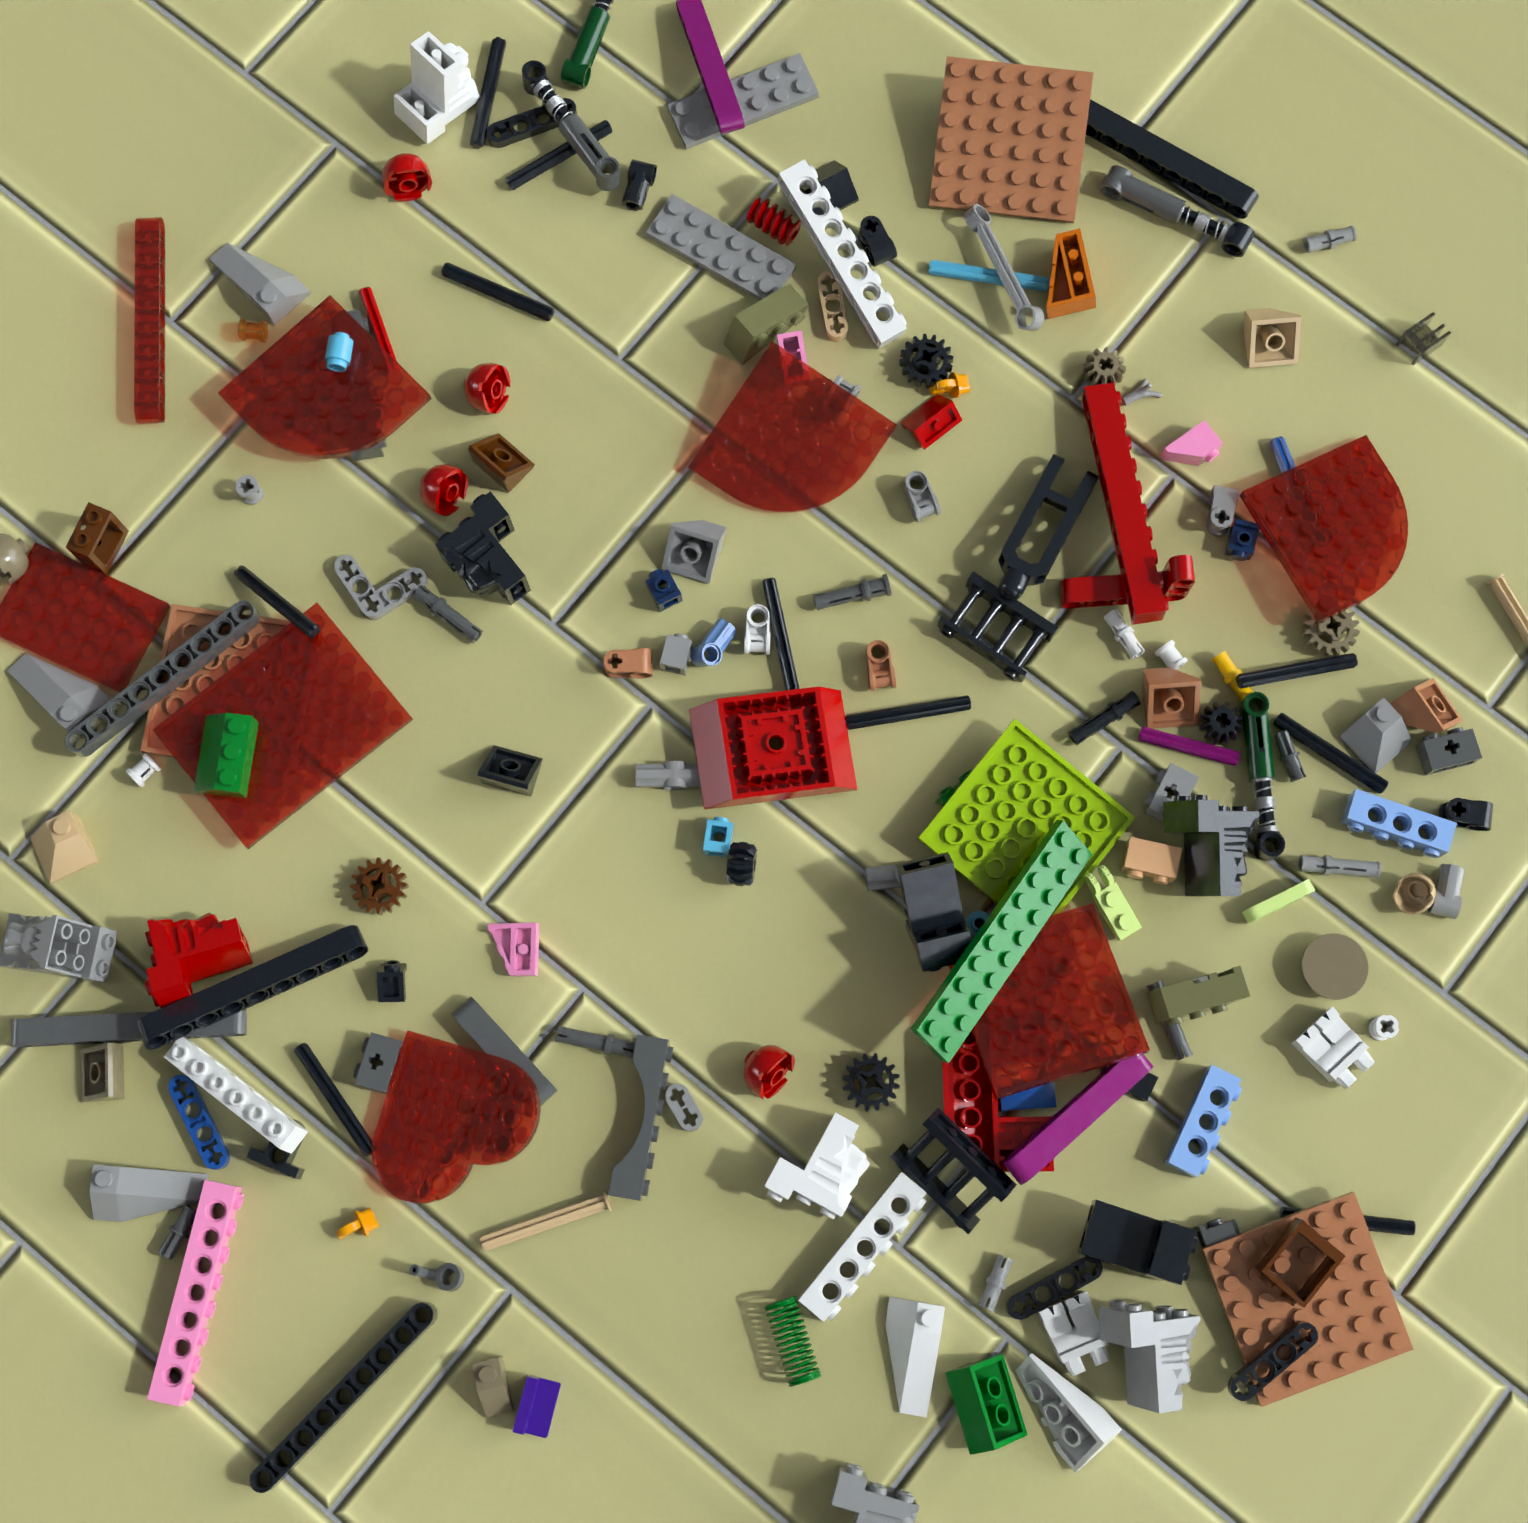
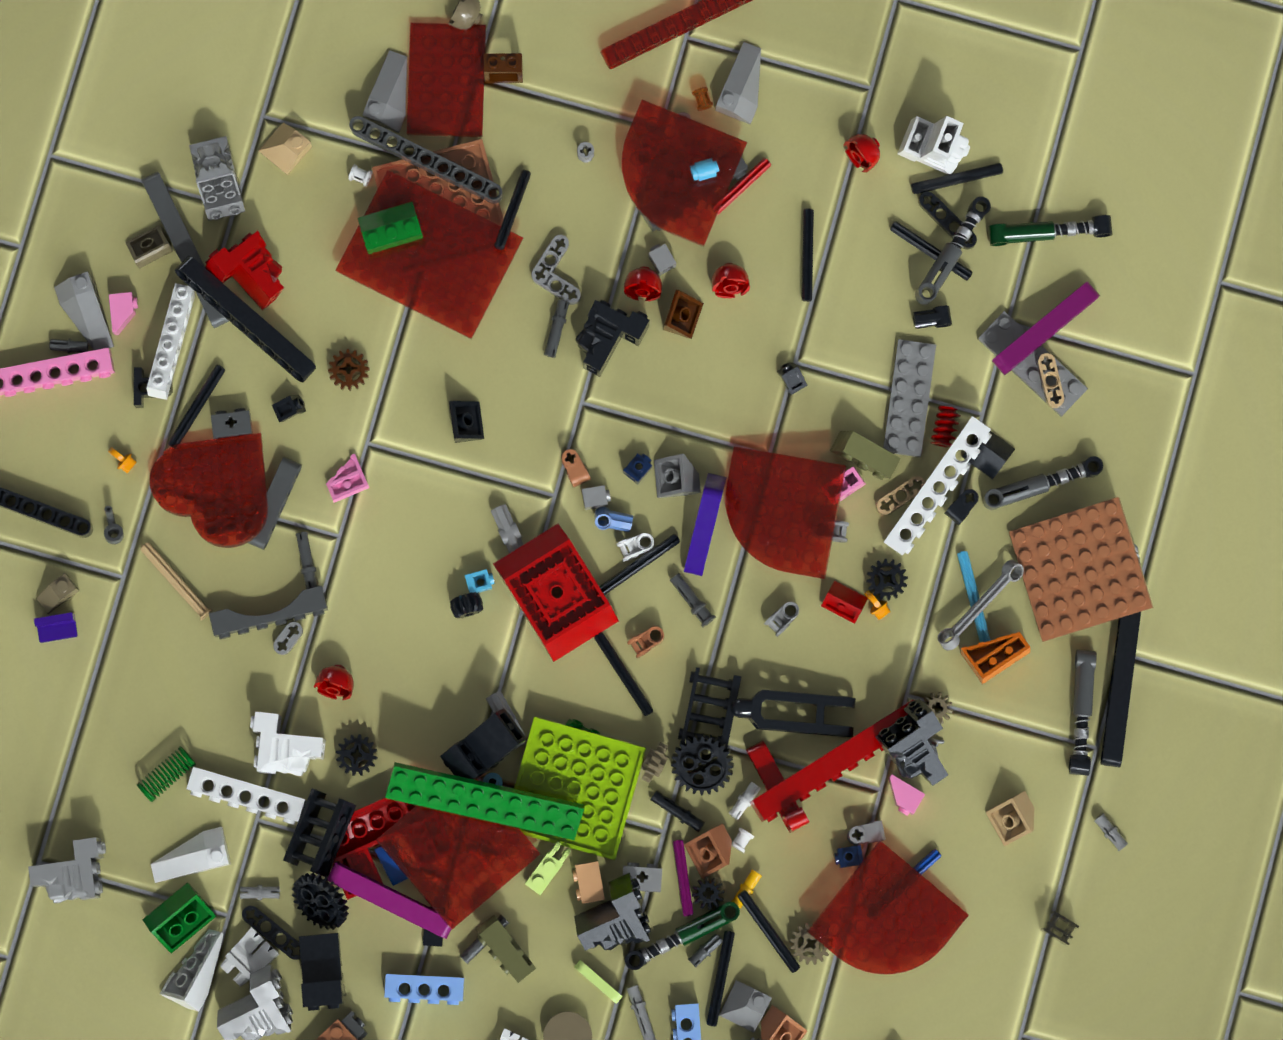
camera: 60 degrees right, 5 degrees up
(165, 1142) = (122, 310): none -> bright pink slope
(195, 1124) = (141, 322): blue beam -> none
(421, 455) = (661, 259): none -> light grey brick
(635, 367) = (792, 377): none -> black bracket
(741, 508) = (705, 524): none -> dark purple beam
(767, 75) = (1048, 395): none -> tan beam
(888, 145) = (1041, 483): none -> piece
(1036, 716) = (655, 762): none -> dark tan gear
(1040, 663) = (711, 778): none -> black gear
(1043, 1206) = (320, 901): none -> black gear
(1141, 404) = (908, 743): none -> black brick

